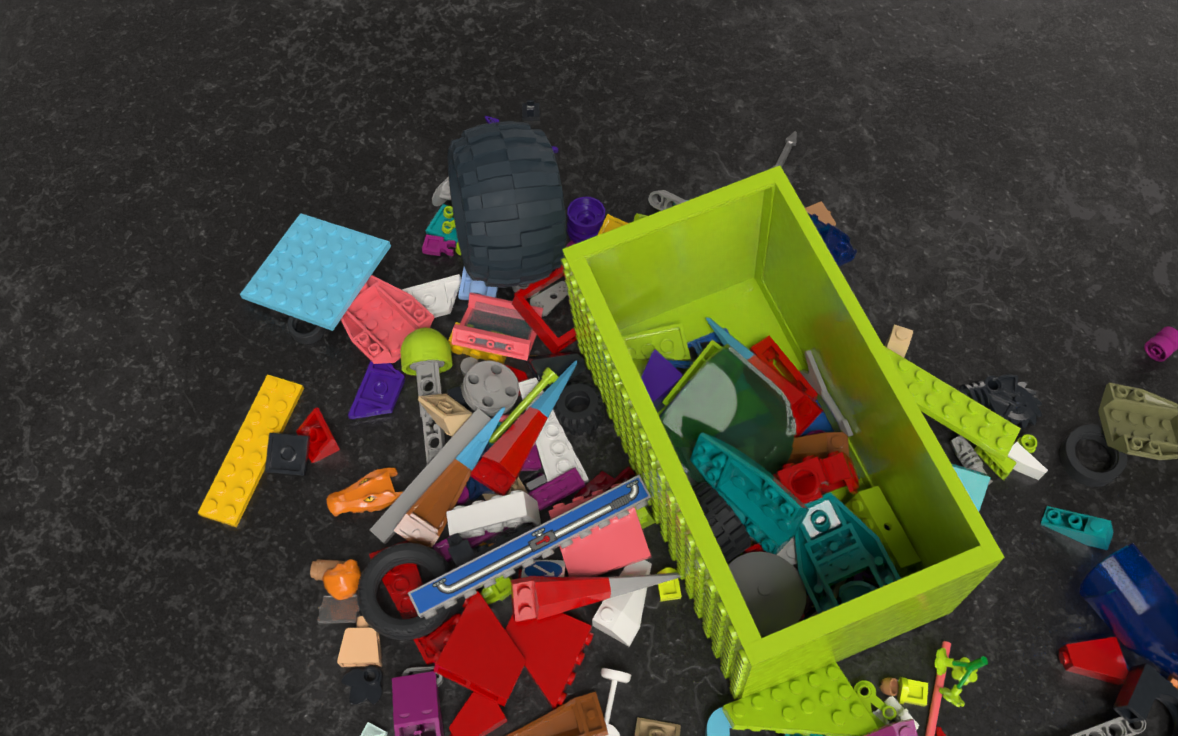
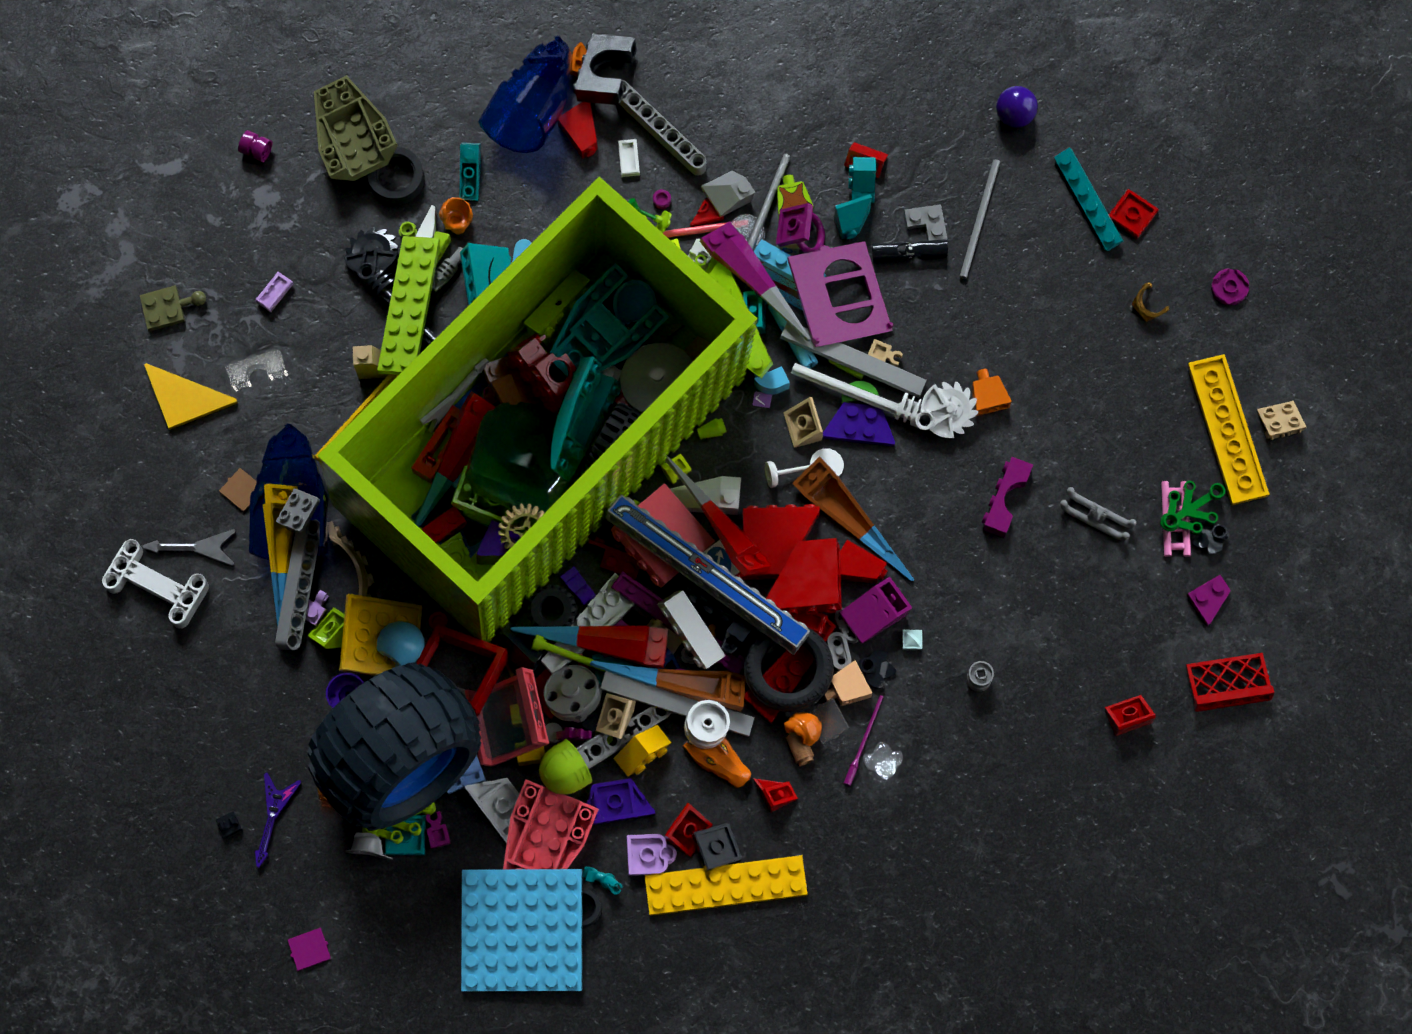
camera: 115 degrees left, 10 degrees up
(275, 647) = (883, 758): none -> clear plate
(284, 613) = (854, 765): none -> magenta piece
(303, 526) = (775, 793): none -> red slope
(318, 354) = (606, 879): none -> teal piece
(318, 392) = (648, 854): none -> lavender plate
(395, 475) = (717, 725): none -> white wheel
(401, 654) = (839, 652): none -> light grey plate
(402, 129) = (309, 949): none -> magenta piece
(406, 425) = (642, 749): none -> yellow brick
(455, 376) = (573, 734): none -> magenta plate
(592, 442) = (577, 586): none -> dark purple leg
(662, 387) = (517, 528): none -> tan gear
(693, 640) = (712, 429): none -> lime cone
(696, 330) = (445, 525): none -> red arch
(704, 709) = (762, 399): none -> medium lavender sticker
(736, 143) = (155, 583): none -> white beam
(919, 204) = (184, 399): none -> yellow tile
(927, 252) = (240, 371): none -> clear arch
(981, 711) = (661, 199): none -> magenta tile
(1000, 307) = (274, 292): none -> lavender plate
(1017, 220) = (164, 307): none -> olive plate
(1029, 490) = (456, 215): none -> orange hair
(1044, 698) = (629, 158): none -> white tile

